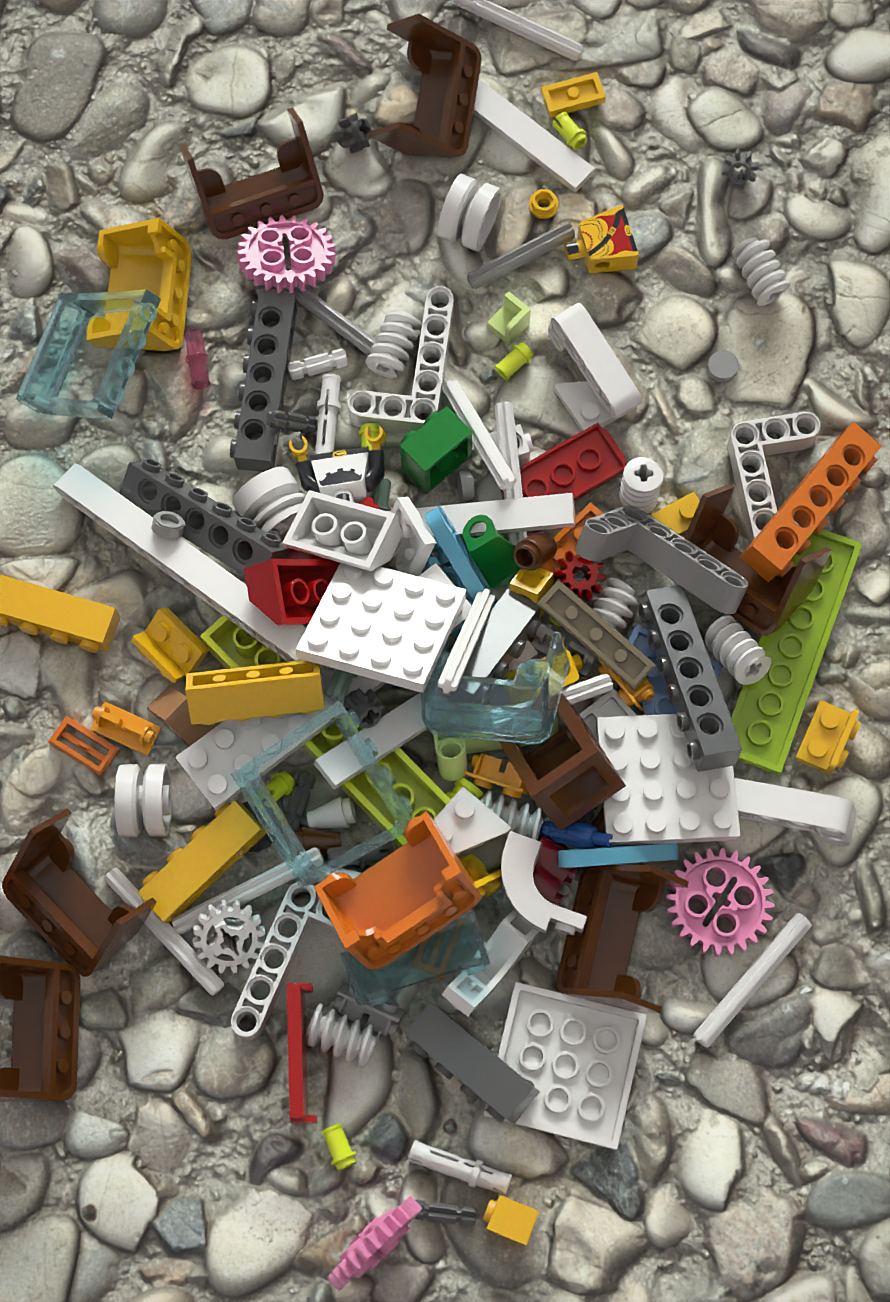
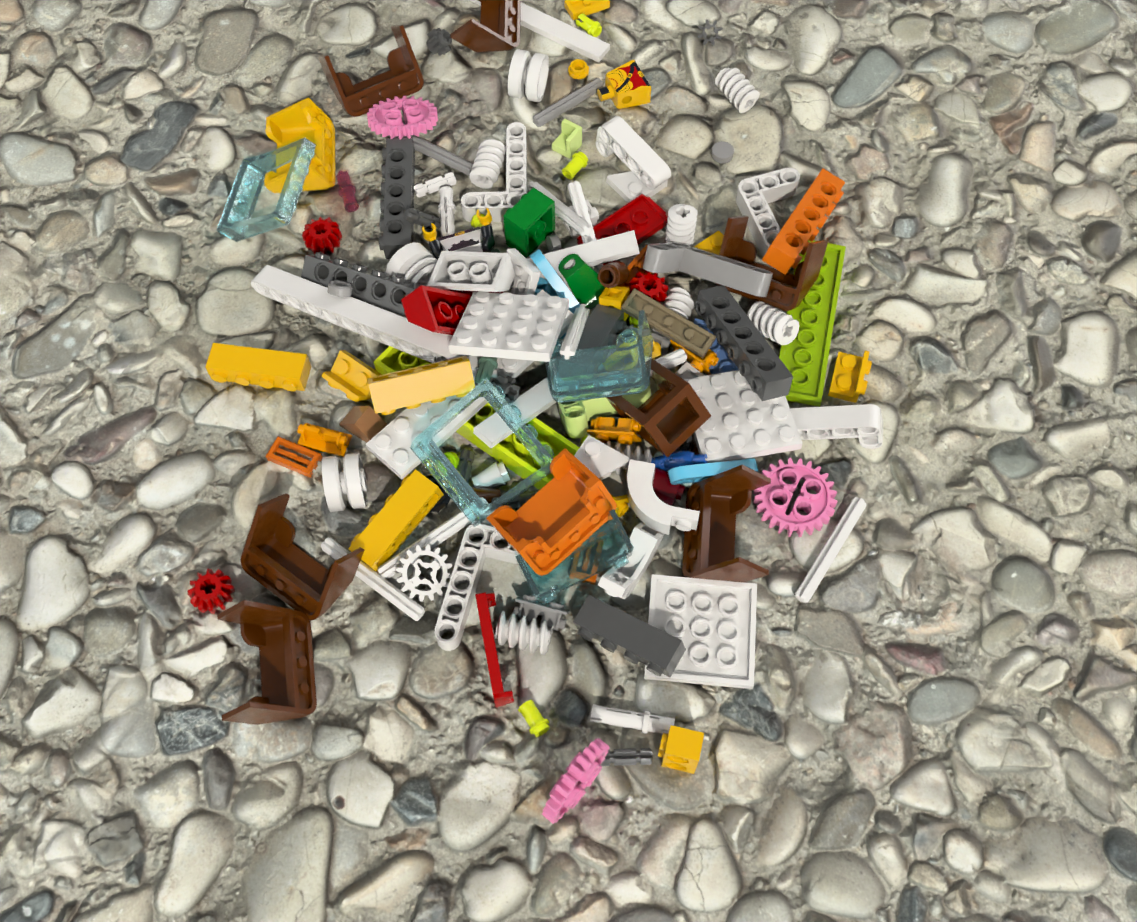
camera: 10 degrees left, 10 degrees down
(153, 416) = (322, 235): none -> red gear

